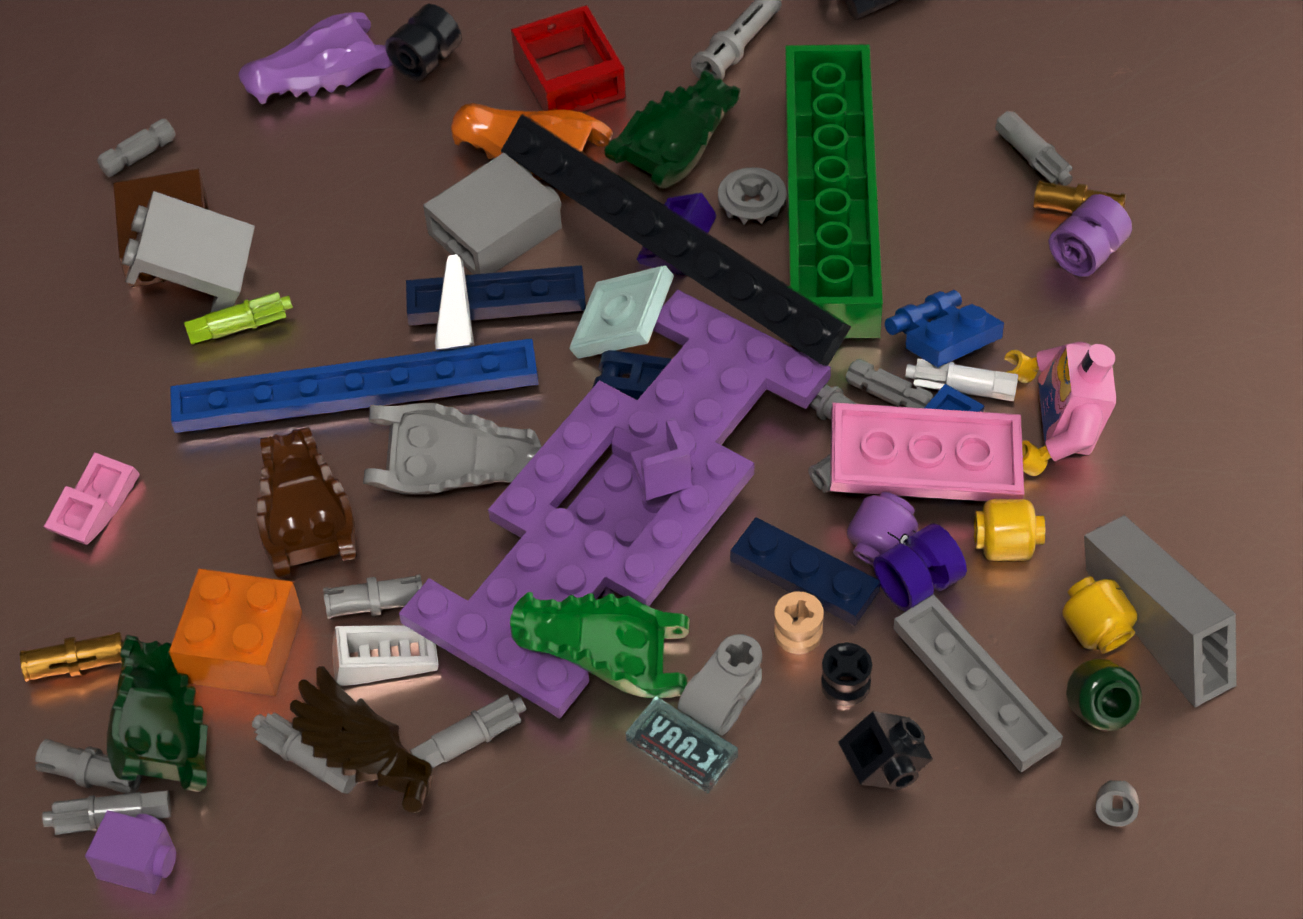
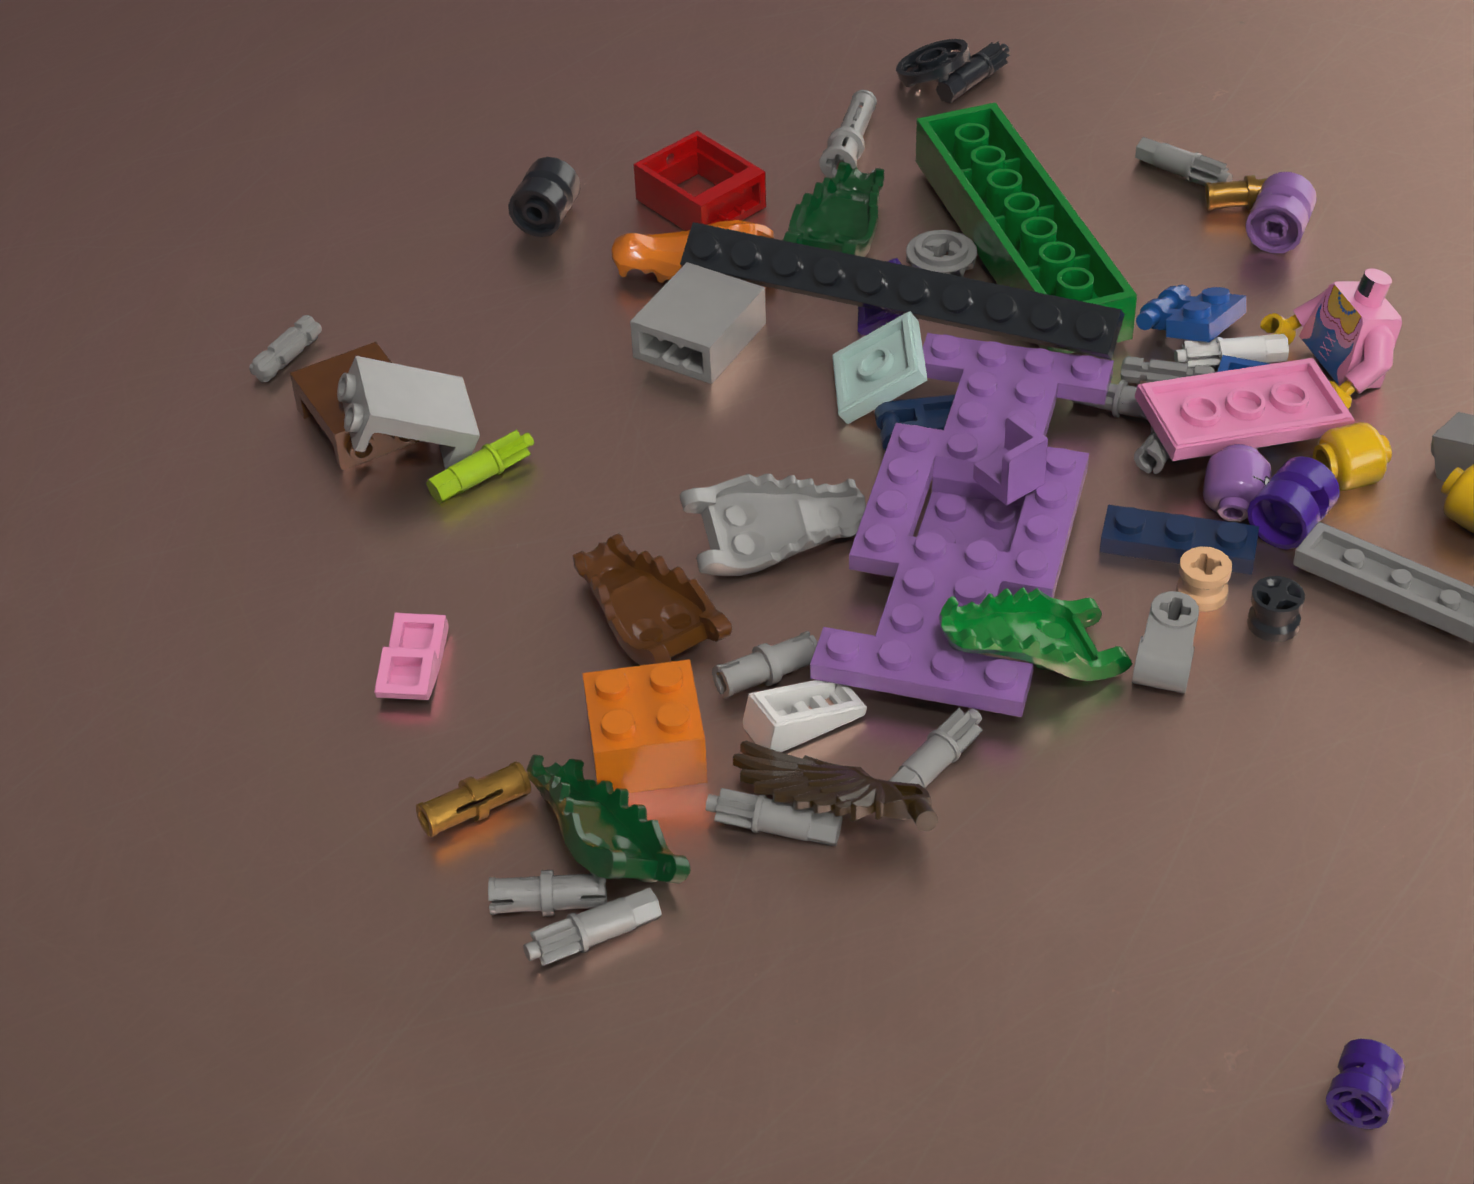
camera: 20 degrees left, 10 degrees down
(132, 851) = (645, 953): medium lavender brick -> none
(324, 56) = (442, 230): medium lavender animal -> none
(353, 385) = (632, 494): blue plate -> none
(454, 317) = (717, 403): white slope -> none
(502, 294) = (738, 386): dark blue plate -> none
(682, 744) = (1150, 711): clear light blue tile -> none
(886, 750) = (1360, 655): black brick -> none

